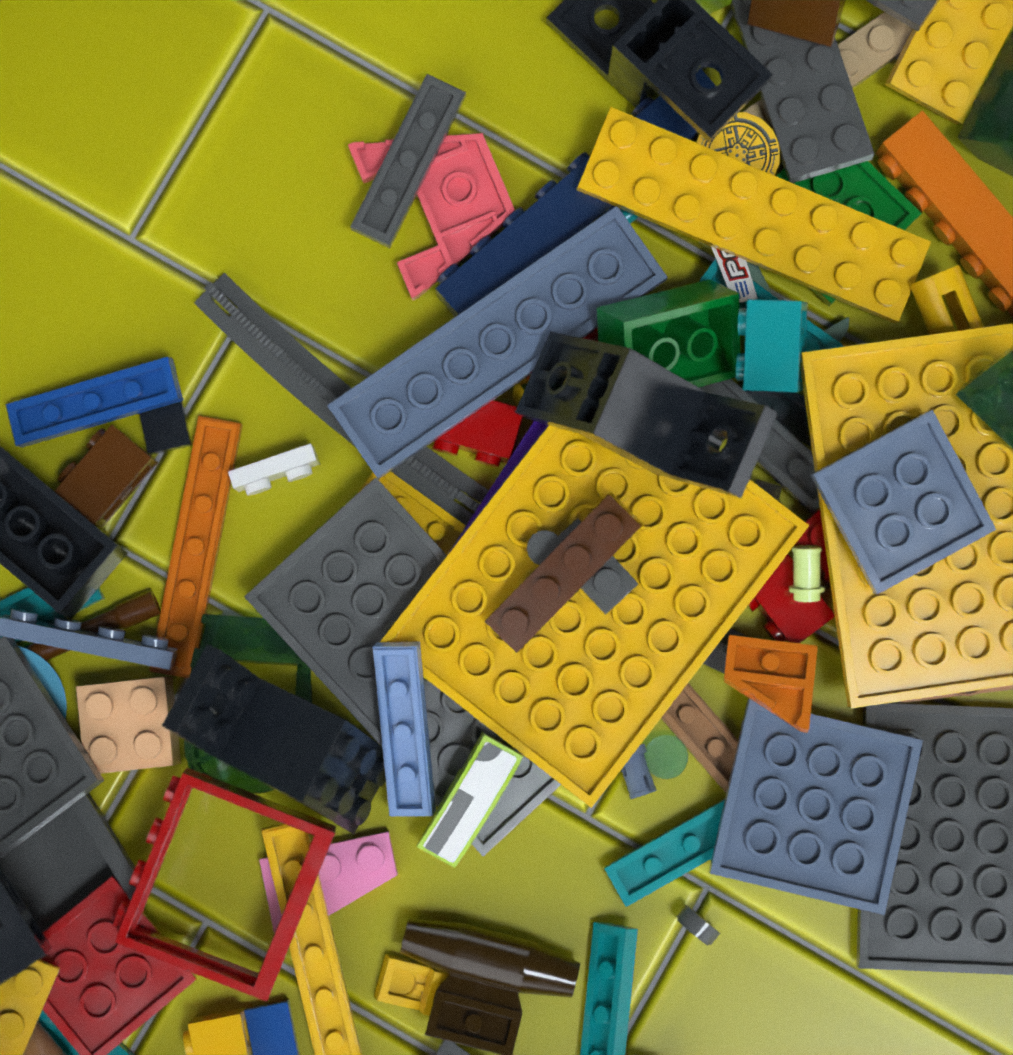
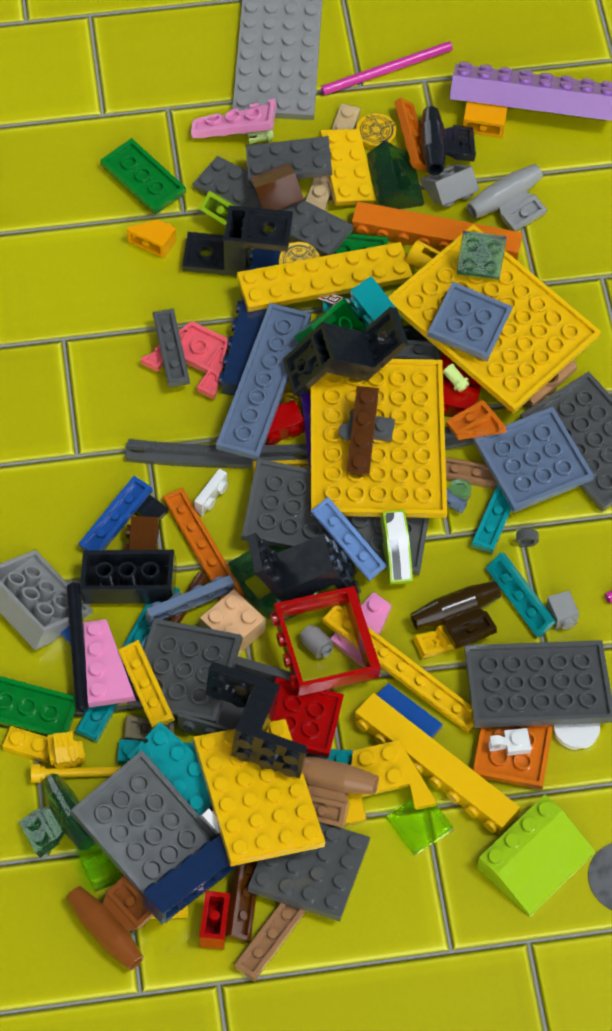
camera: 40 degrees left, 25 degrees down
(233, 851) = (316, 641): none -> light grey brick

